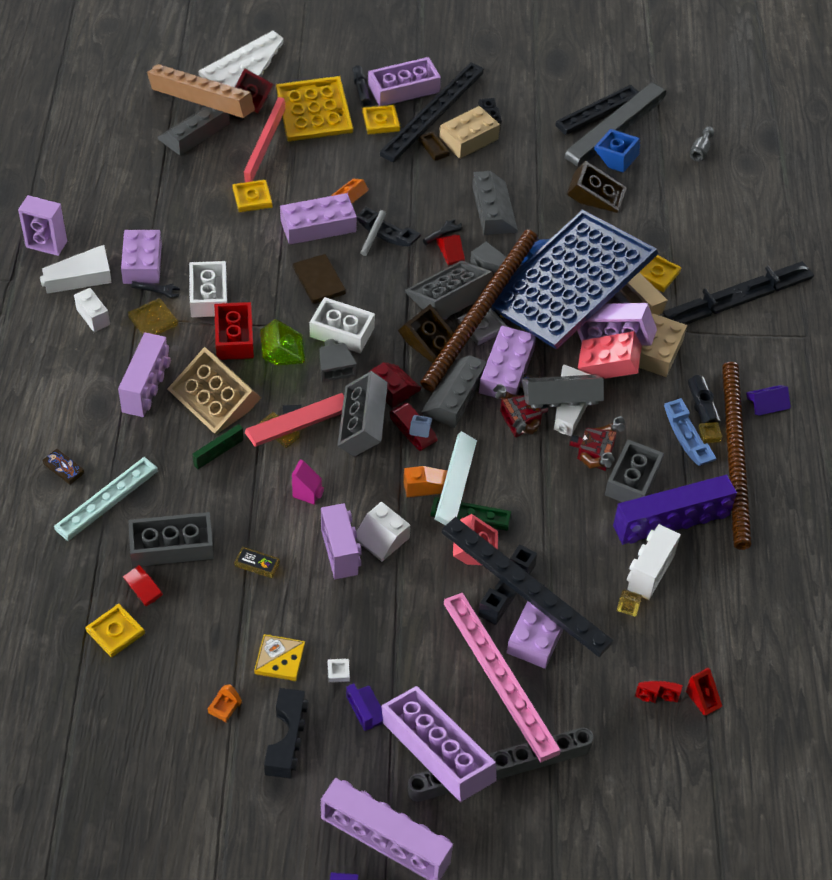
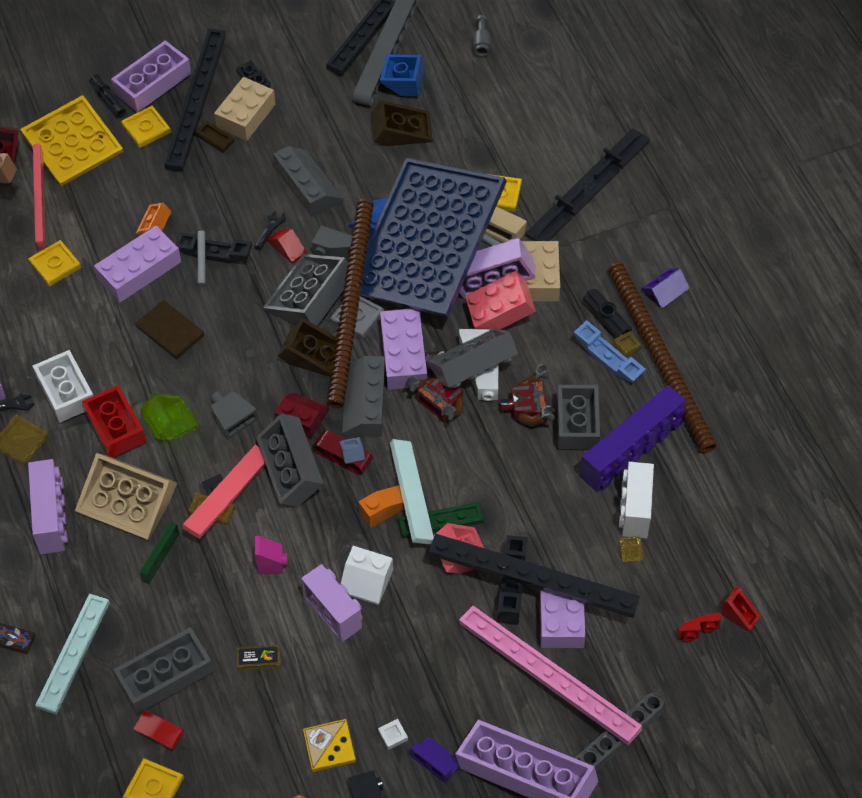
camera: 20 degrees left, 5 degrees up
(342, 324) = (220, 371): white brick -> none

